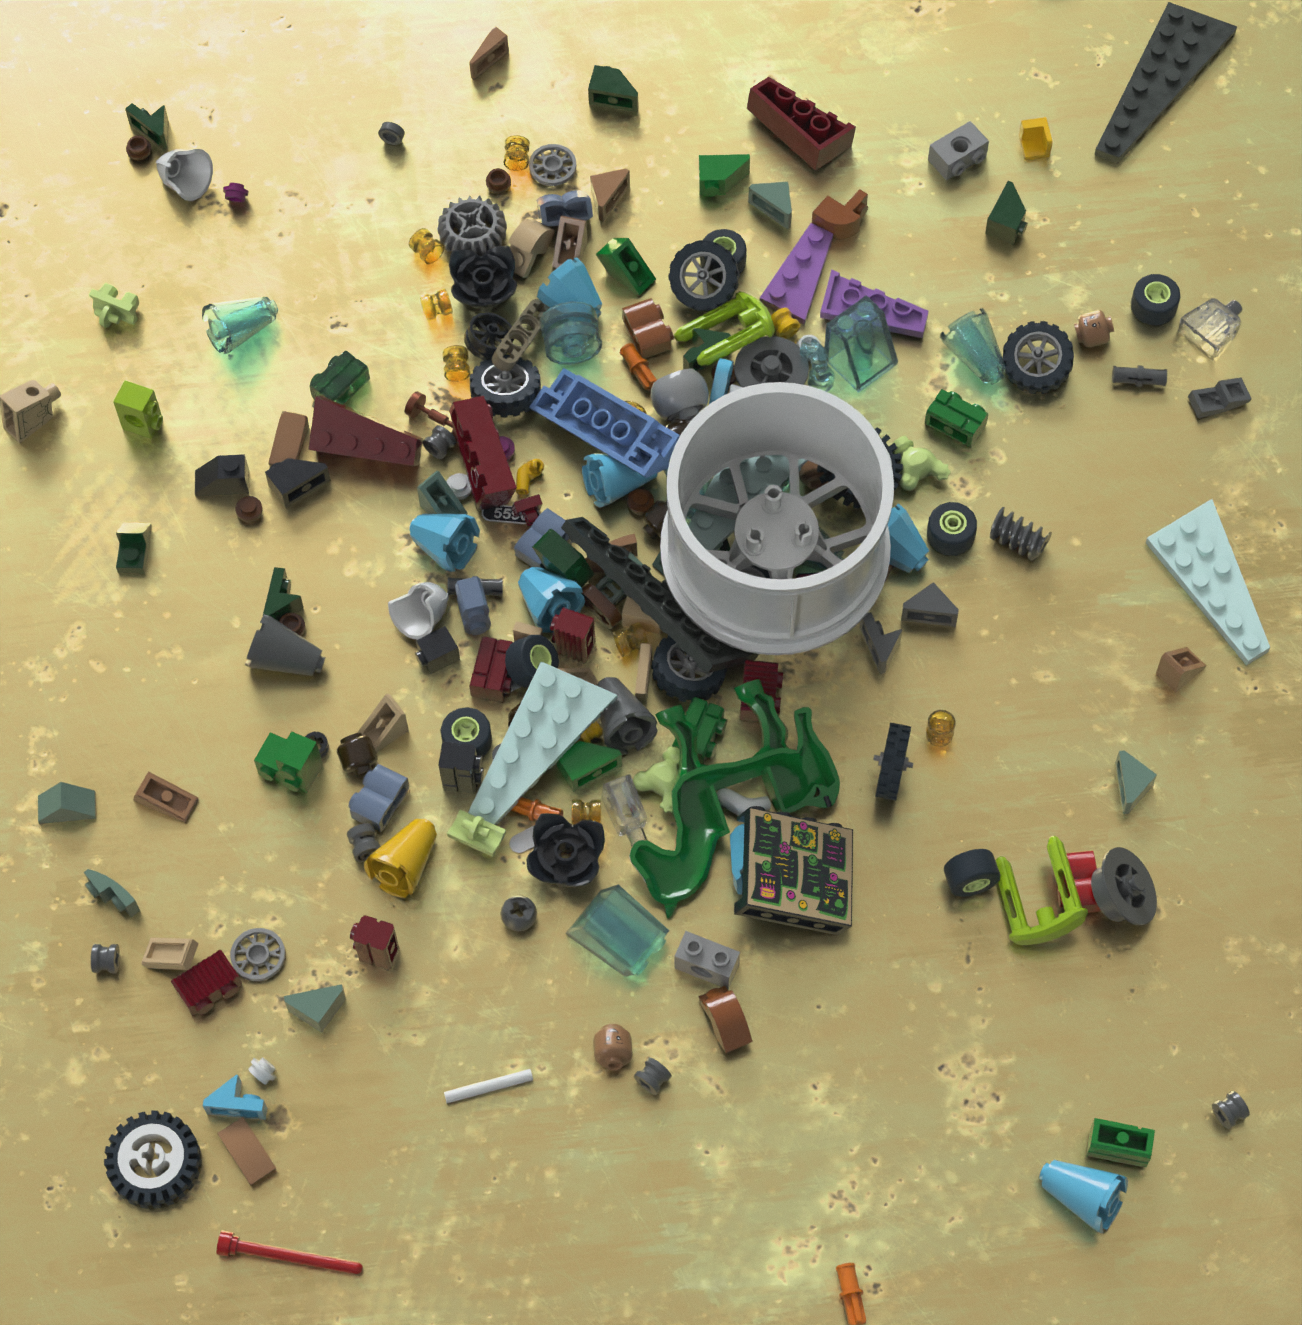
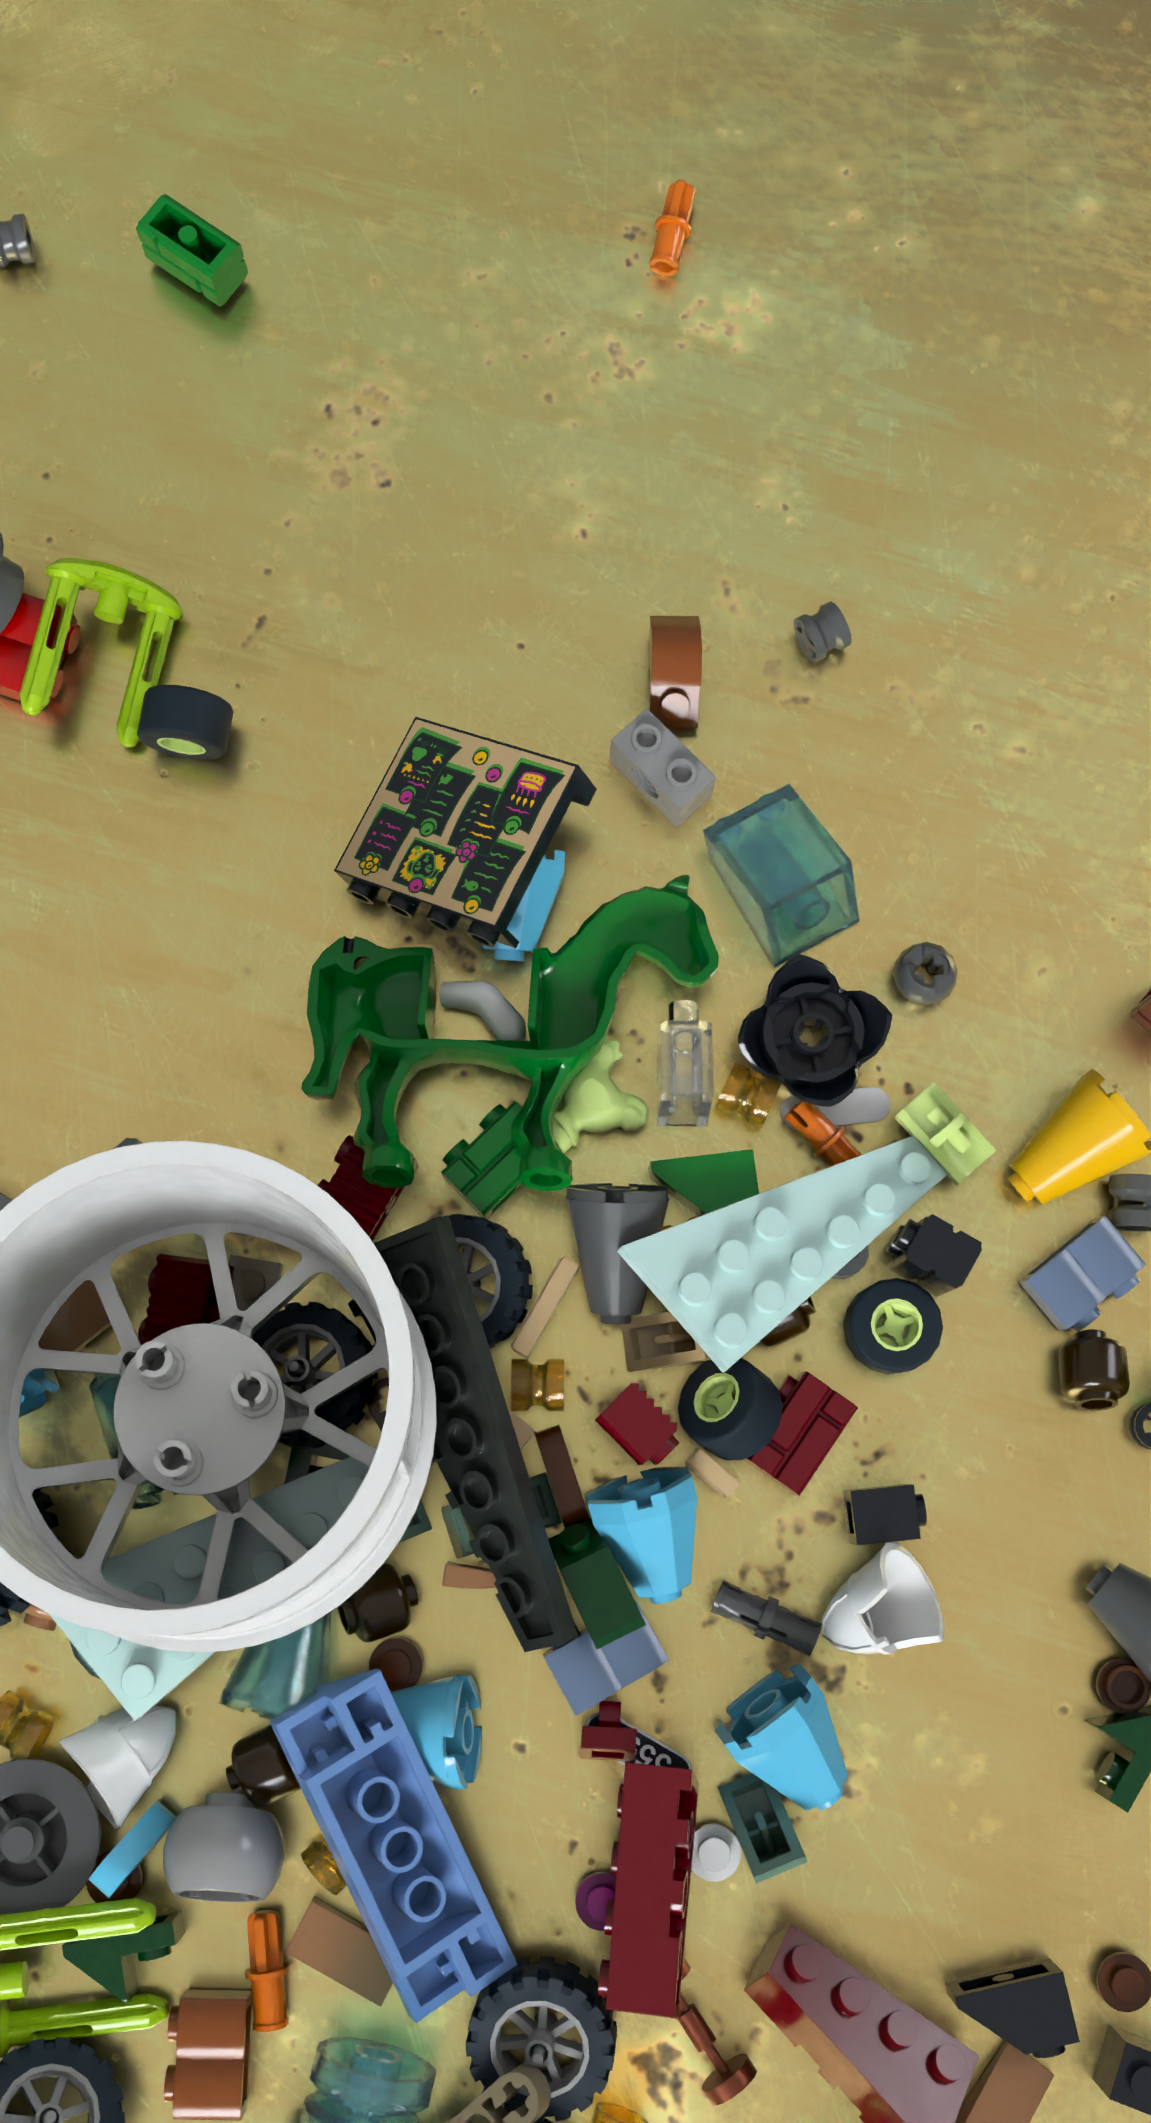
camera: 160 degrees left, 15 degrees up
(385, 723) = (1027, 1408): tan slope -> none
(439, 442) = (715, 1967): dark grey wheel -> none
(473, 605) = (793, 1562): sand blue brick -> none
(488, 1086) = (1073, 729): white bar -> none
(526, 474) = (578, 1822): yellow arm -> none
(612, 1046) = (864, 697): medium nougat head -> none
(618, 385) = (340, 1951): none -> medium nougat tile
(893, 761) = (211, 943): black wheel -> none
(942, 722) = (97, 983): clear yellow wheel -> none
(1085, 1191) = (277, 206): medium azure cone -> none

